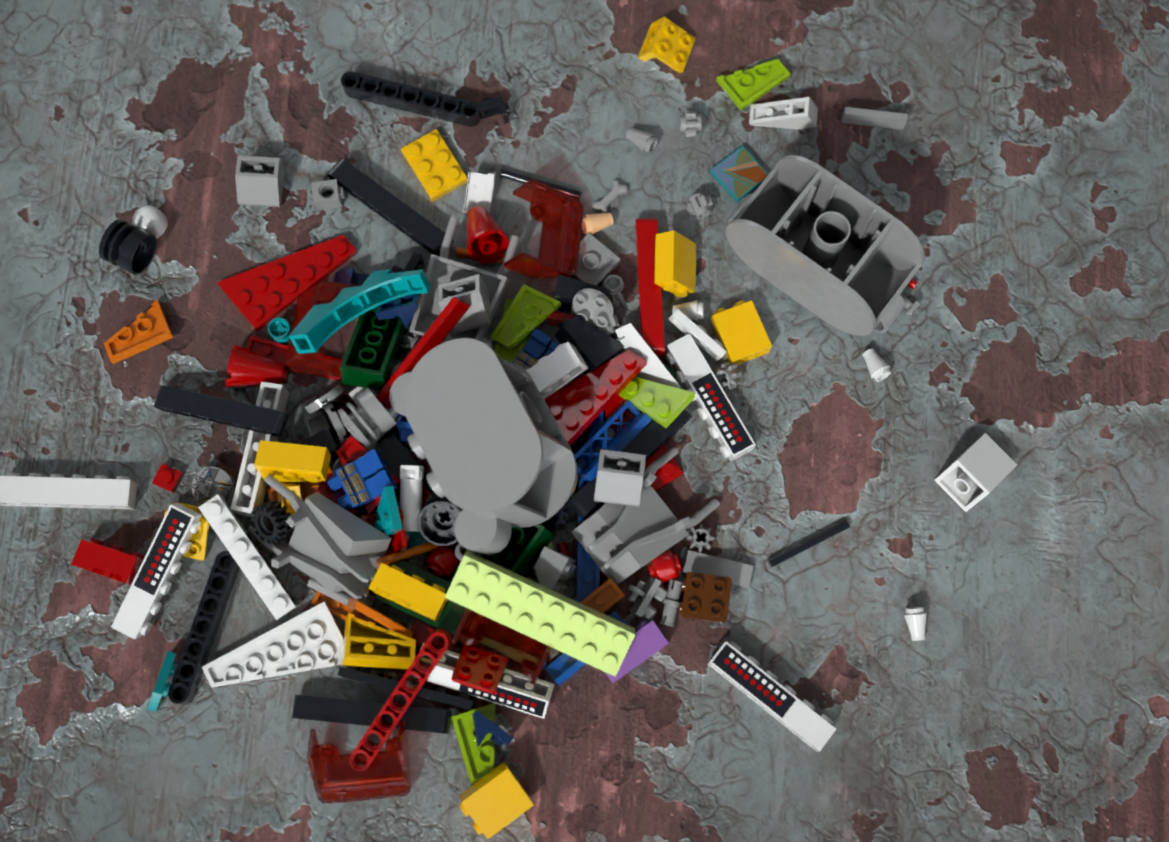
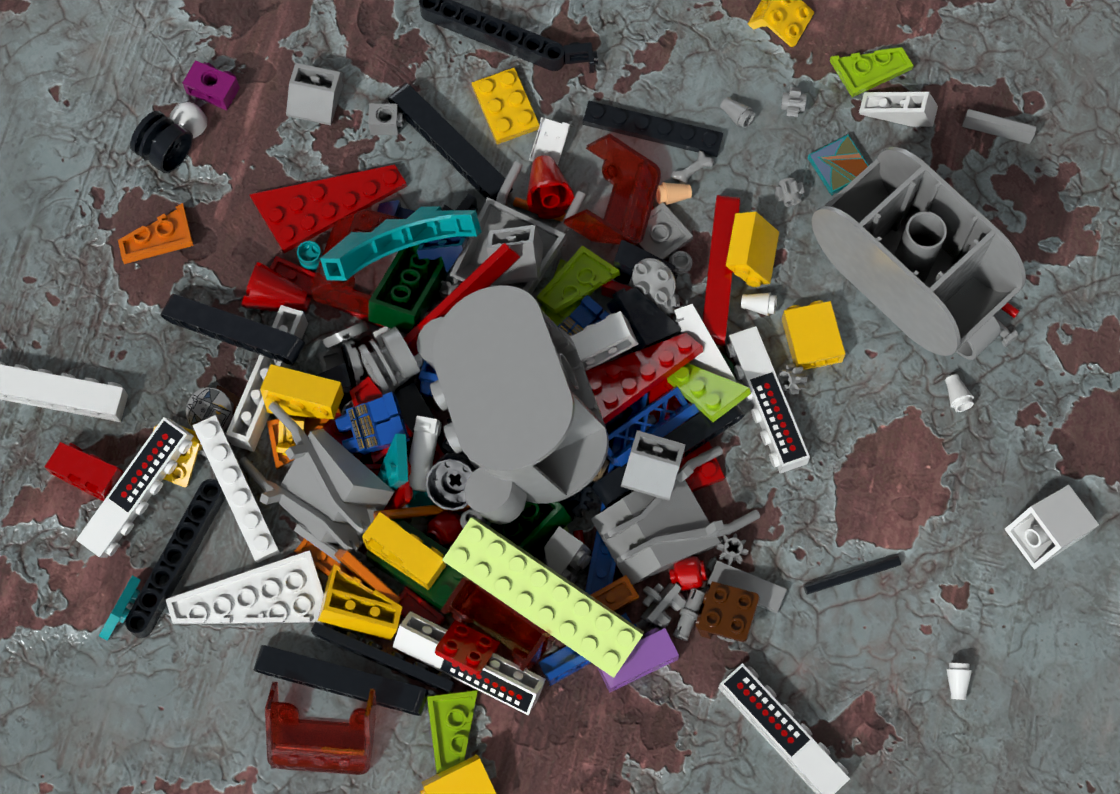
camera: 10 degrees right, 5 degrees down
(167, 478) = (162, 394): red plate -> none
(175, 193) = (219, 94): none -> magenta brick
(271, 521) = (258, 457): black tyre -> none
(395, 709) = (364, 670): red beam -> none
(483, 726) = (462, 711): dark blue slope -> none
(523, 179) = (596, 133): black bar -> none
(569, 166) = (652, 128): none -> black plate
(699, 334) = (751, 314): white plate -> none

